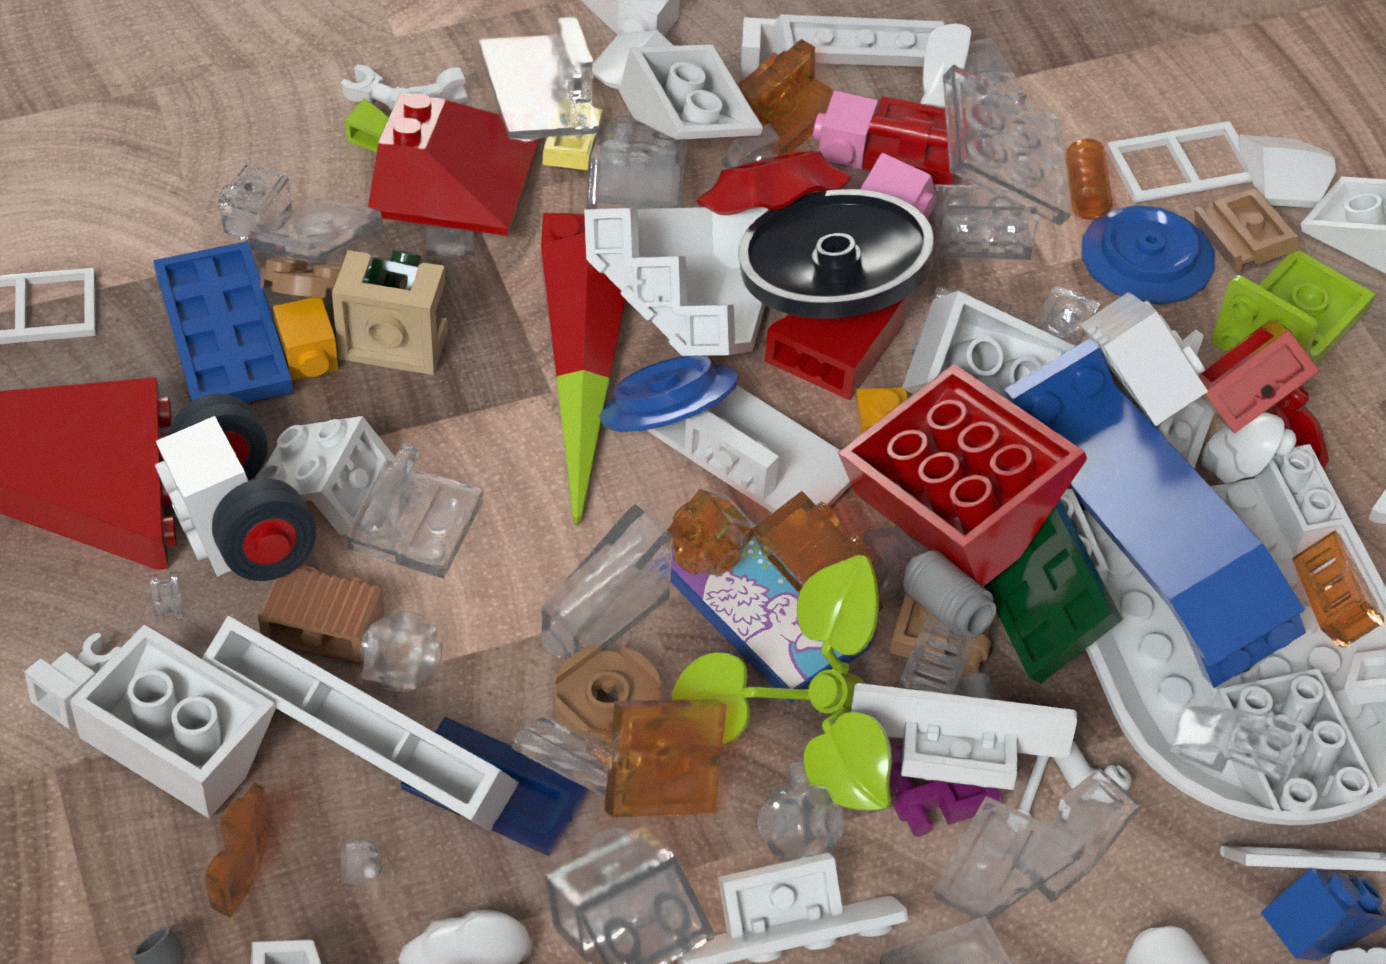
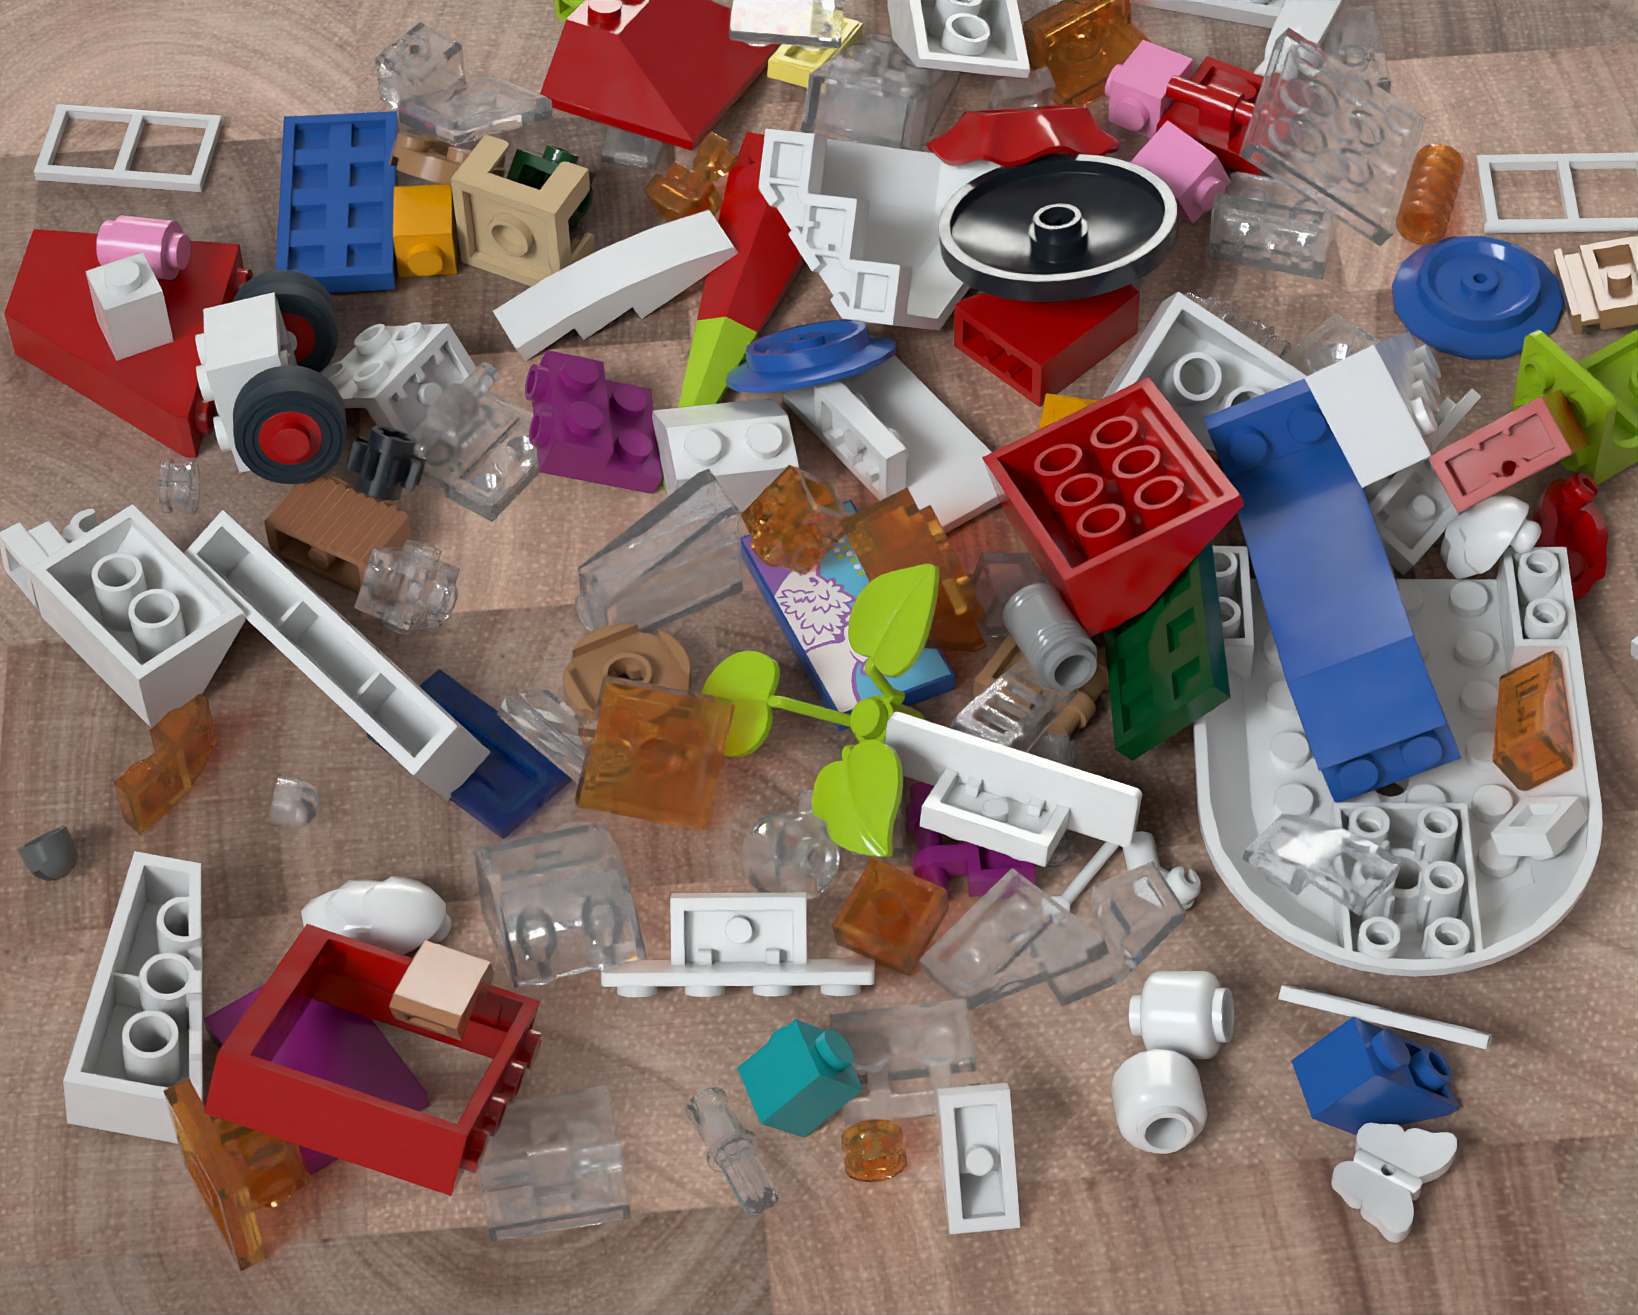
camera: 20 degrees right, 0 degrees up
(78, 394) = (158, 239): none -> bright pink brick
(85, 449) = (129, 306): none -> white brick
(349, 546) = (385, 463): none -> black gear
(476, 356) = (607, 283): none -> white slope
(505, 481) = (591, 424): none -> magenta plate
(515, 273) = (691, 191): none -> clear orange piece
(619, 474) = (738, 441): none -> white slope
(897, 857) = (890, 916): none -> clear orange piece
(1159, 891) = (1183, 1013): none -> white head

